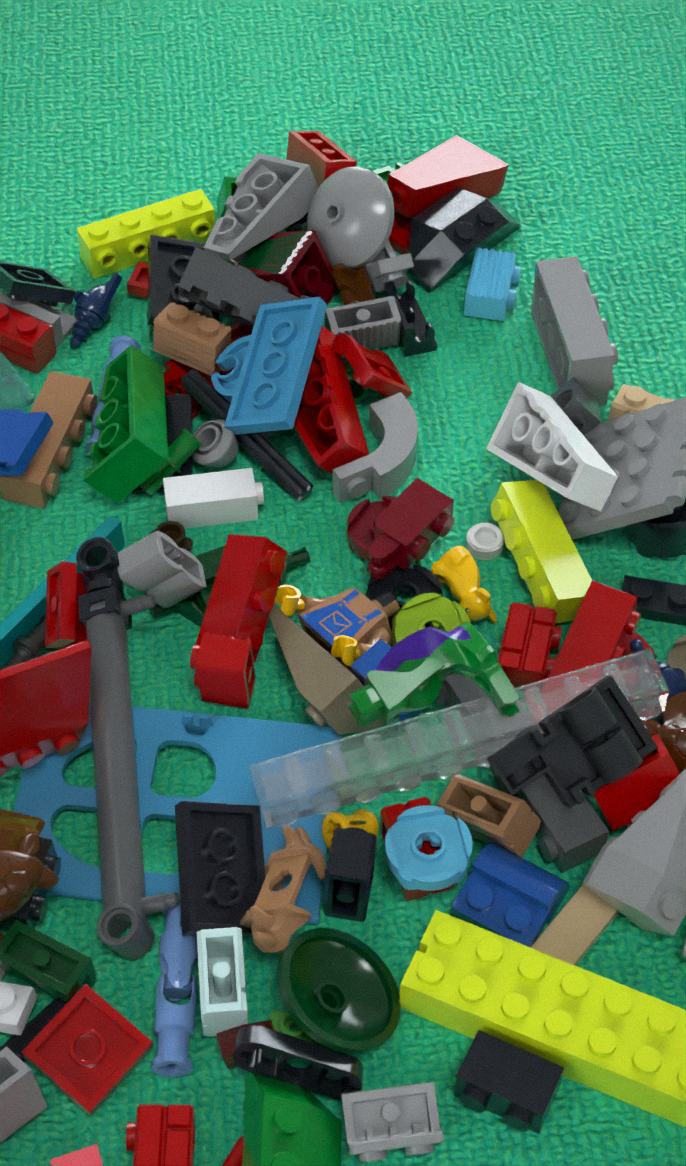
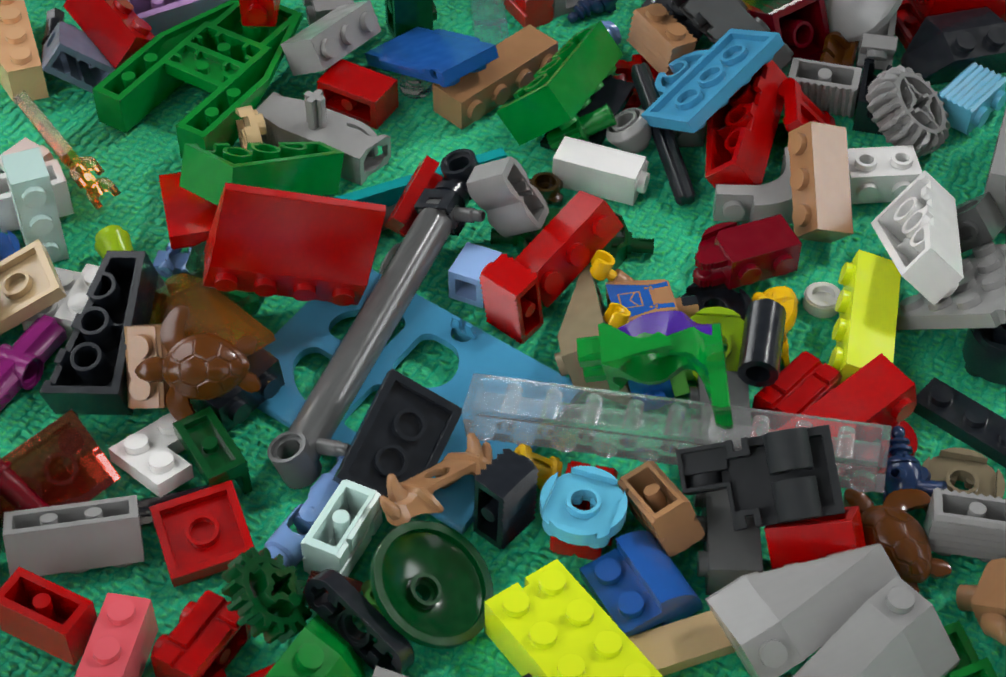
camera: 30 degrees right, 5 degrees down
(166, 659) = (465, 273): none -> light blue brick
(203, 1082) = (266, 595): none -> dark green gear
(427, 428) = (820, 182): none -> medium nougat brick
(454, 323) = (908, 110): none -> light grey gear
(461, 395) = (881, 172): none -> white brick
(479, 607) = (762, 343): none -> black brick

